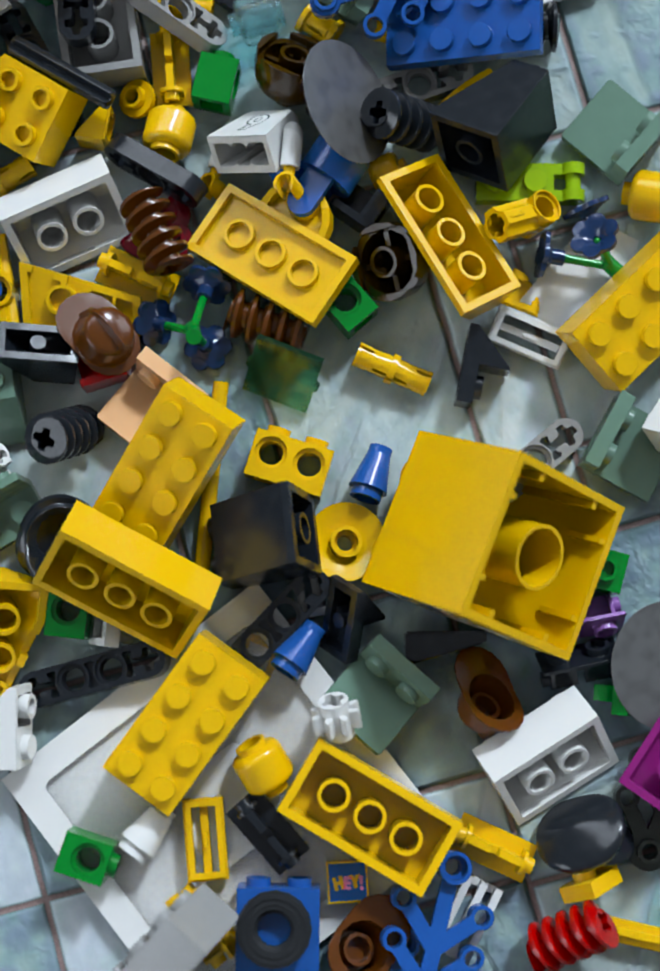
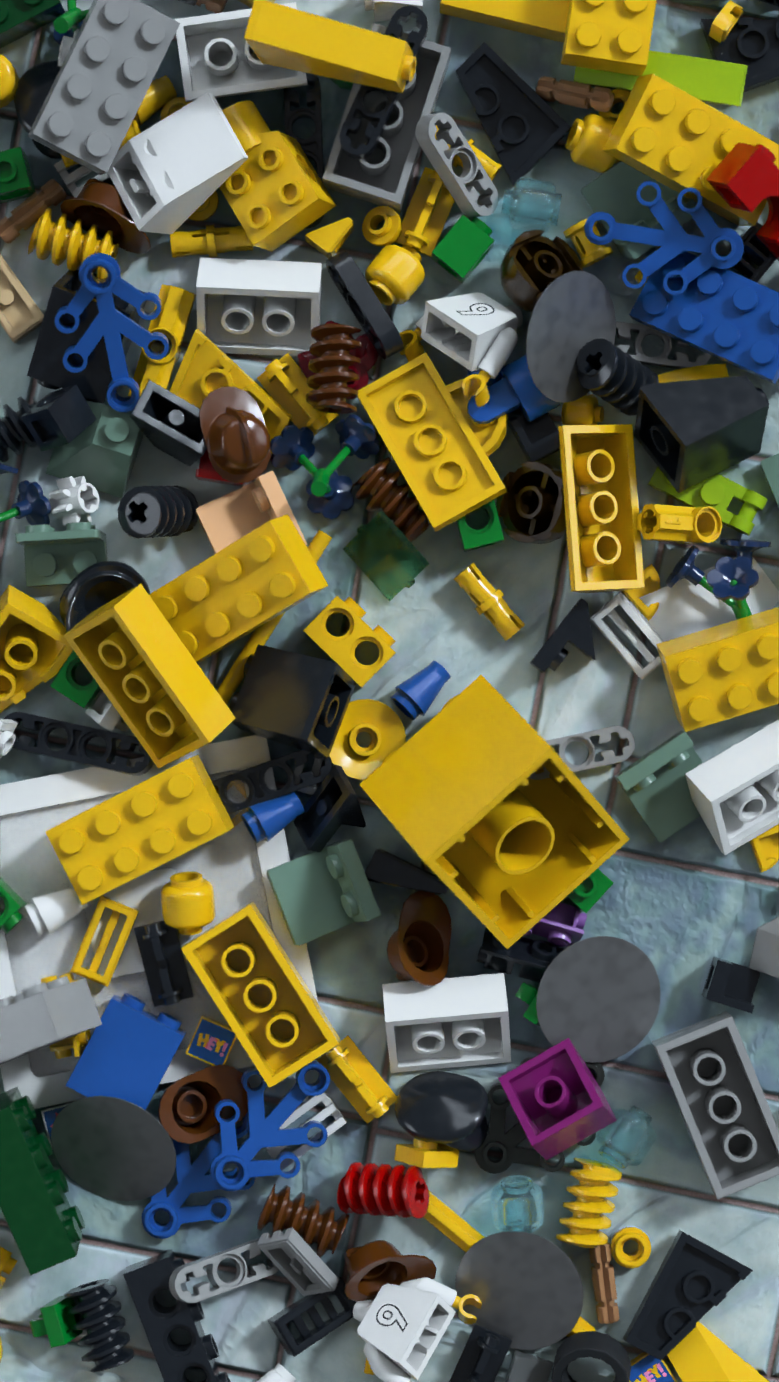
camera: 20 degrees right, 5 degrees up
(61, 72) = (322, 174): black axle -> none
(278, 955) = (119, 1074): black tyre -> none
(336, 717) = (274, 894): white gear -> none

